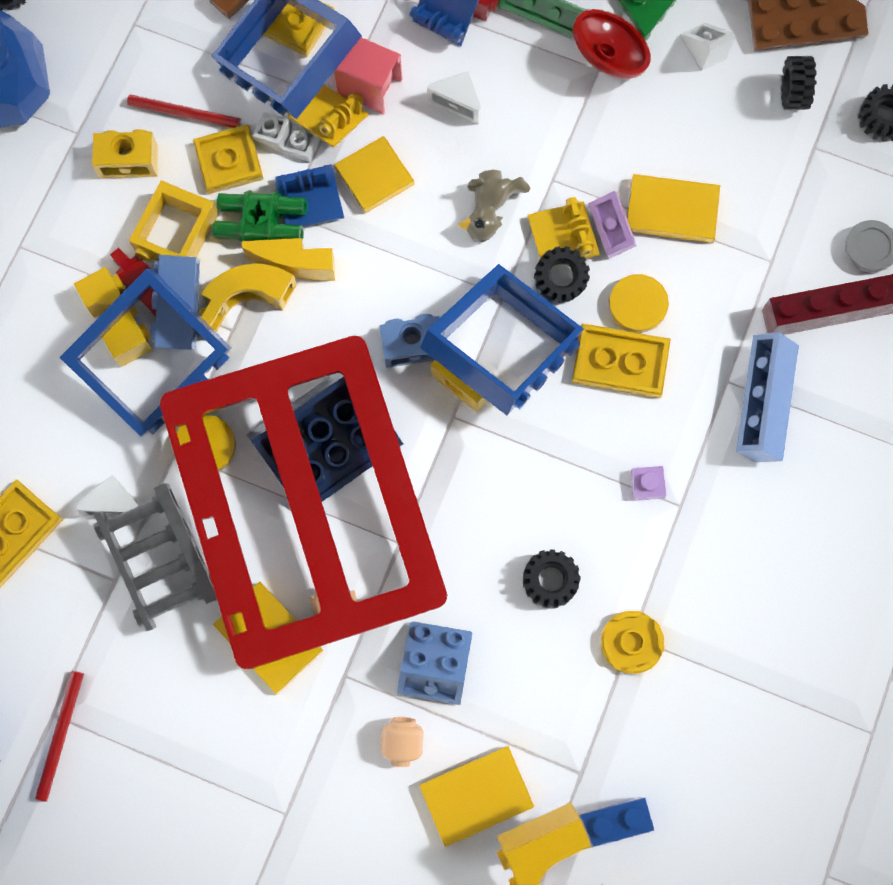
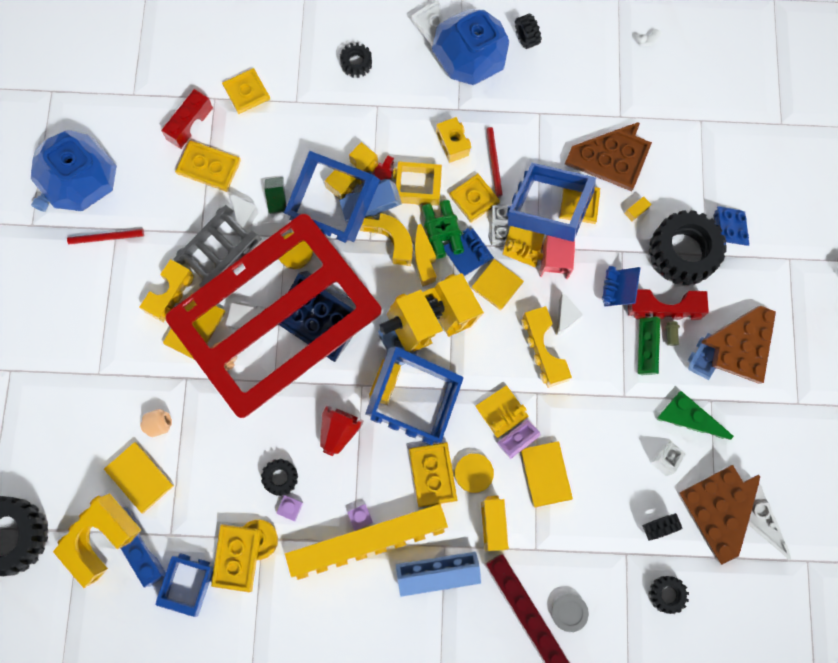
camera: 65 degrees right, 0 degrees up
(102, 443) = (275, 195): none -> dark green slope
(213, 680) = (178, 279): none -> yellow arch
(283, 552) = (241, 314): none -> white slope
(390, 268) = (417, 313): none -> yellow piece
(434, 663) = (208, 425): medium blue bracket -> none
(459, 142) = (553, 370): none -> yellow arch
(490, 195) = (507, 357): dark tan animal -> none
(512, 468) = (337, 430): none -> red cone
(569, 258) = (461, 422): black tyre -> none
(601, 580) = (289, 508): none -> lavender plate
(611, 44) = (639, 397): red dish -> none
(651, 681) = (236, 558): none -> yellow tile
(687, 484) = (366, 540): none -> yellow brick
(695, 789) = (177, 606): none -> blue window
(725, 296) = (494, 524): none -> yellow window

